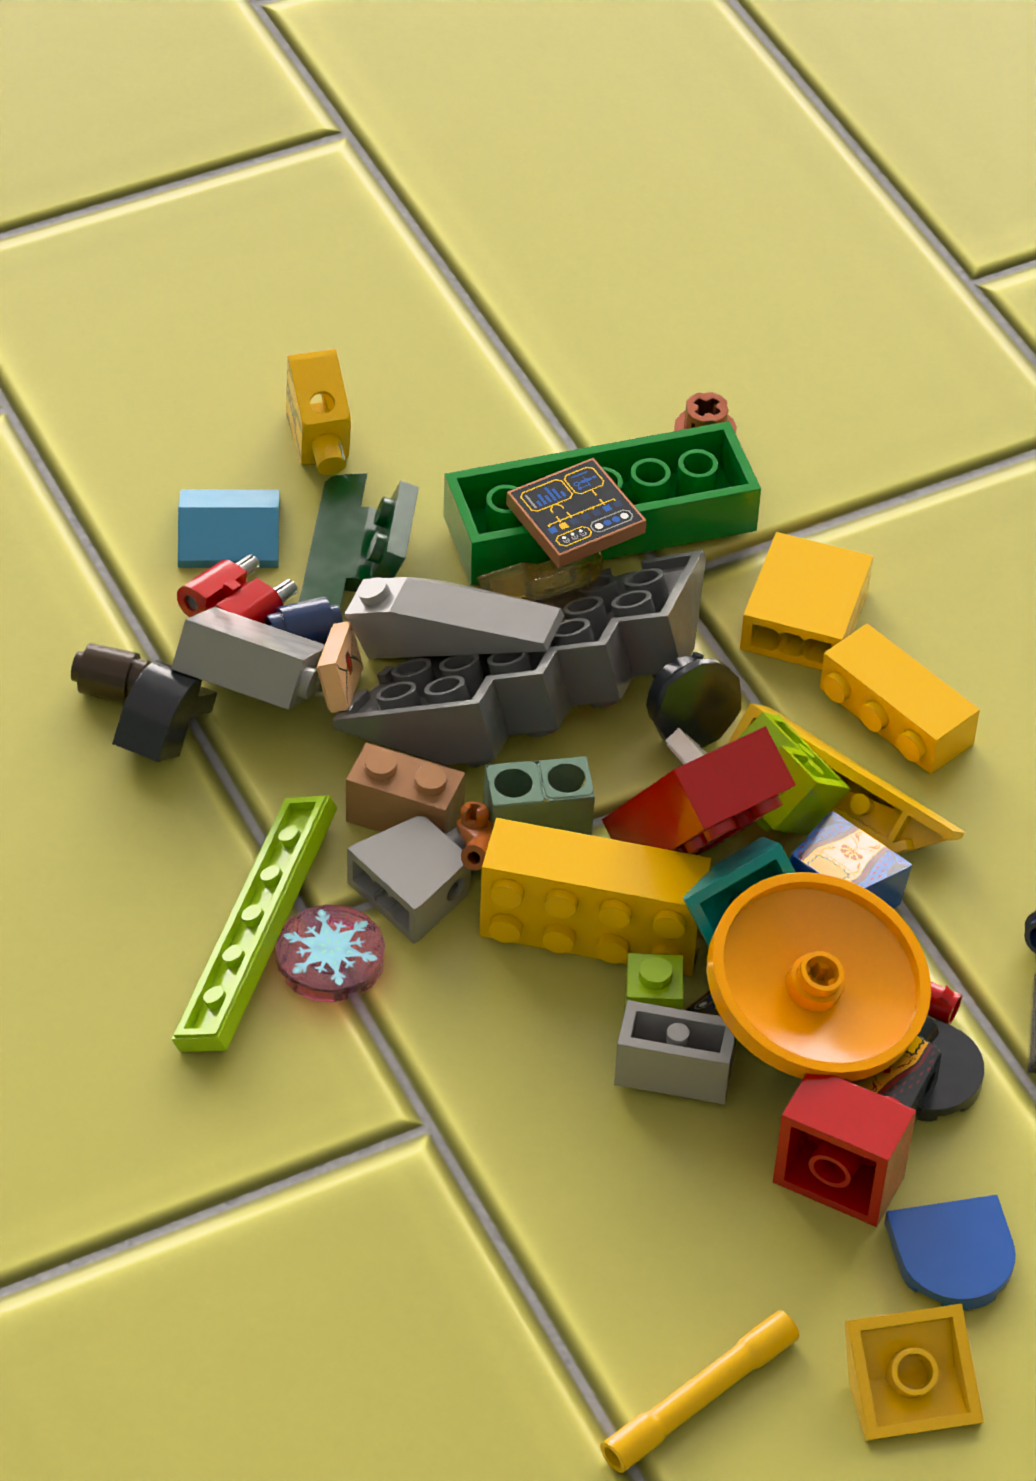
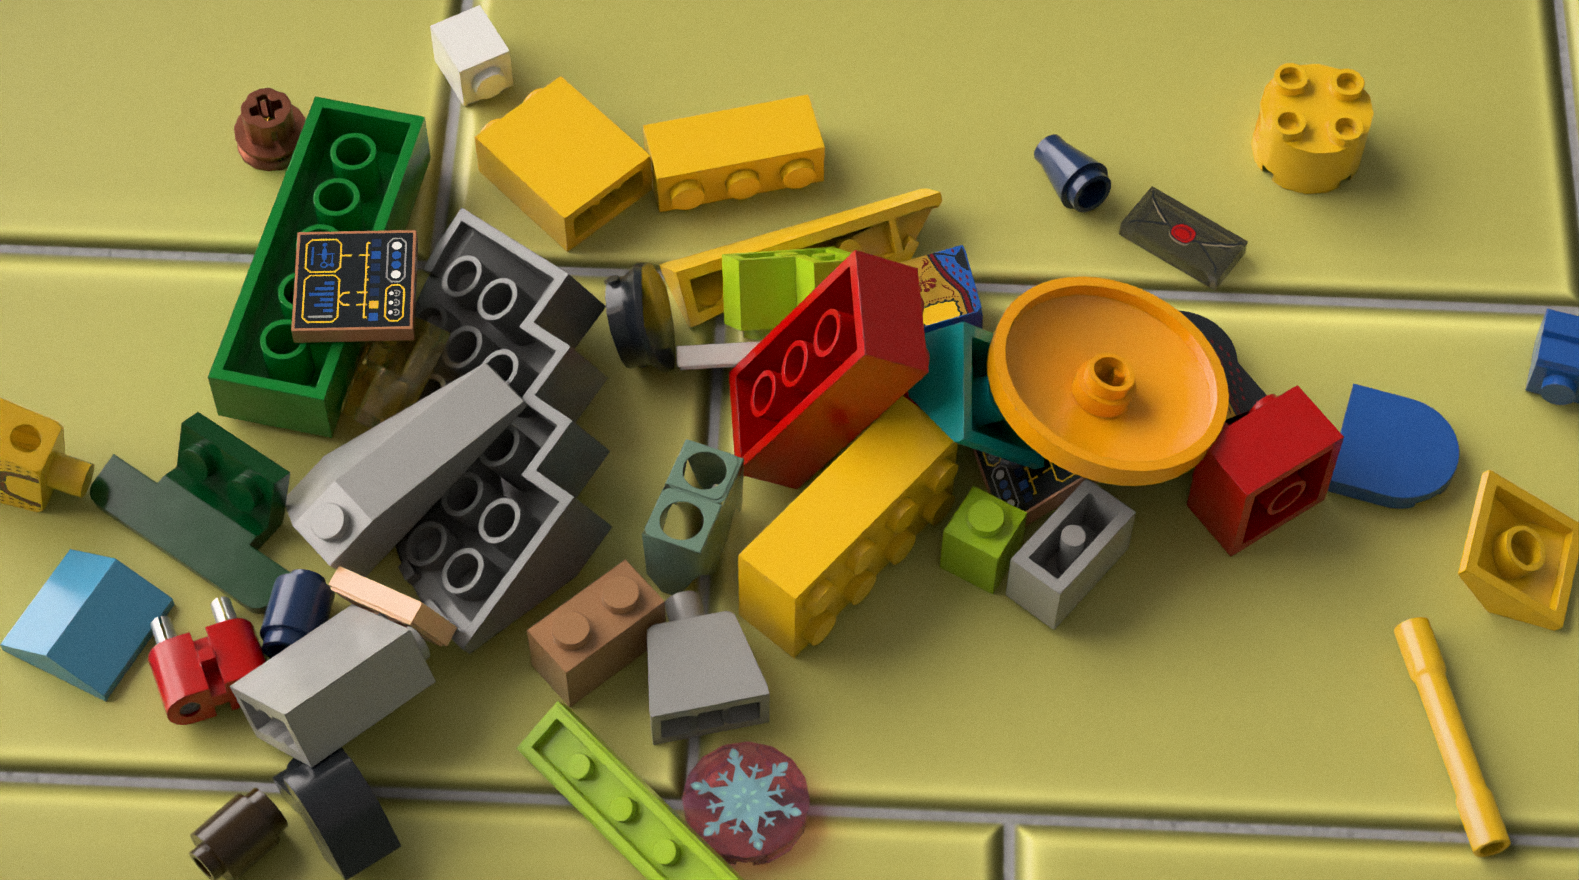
camera: 60 degrees left, 10 degrees up
(475, 833) = (714, 589): dark orange arm -> none
(861, 507) = (472, 55): none -> white brick

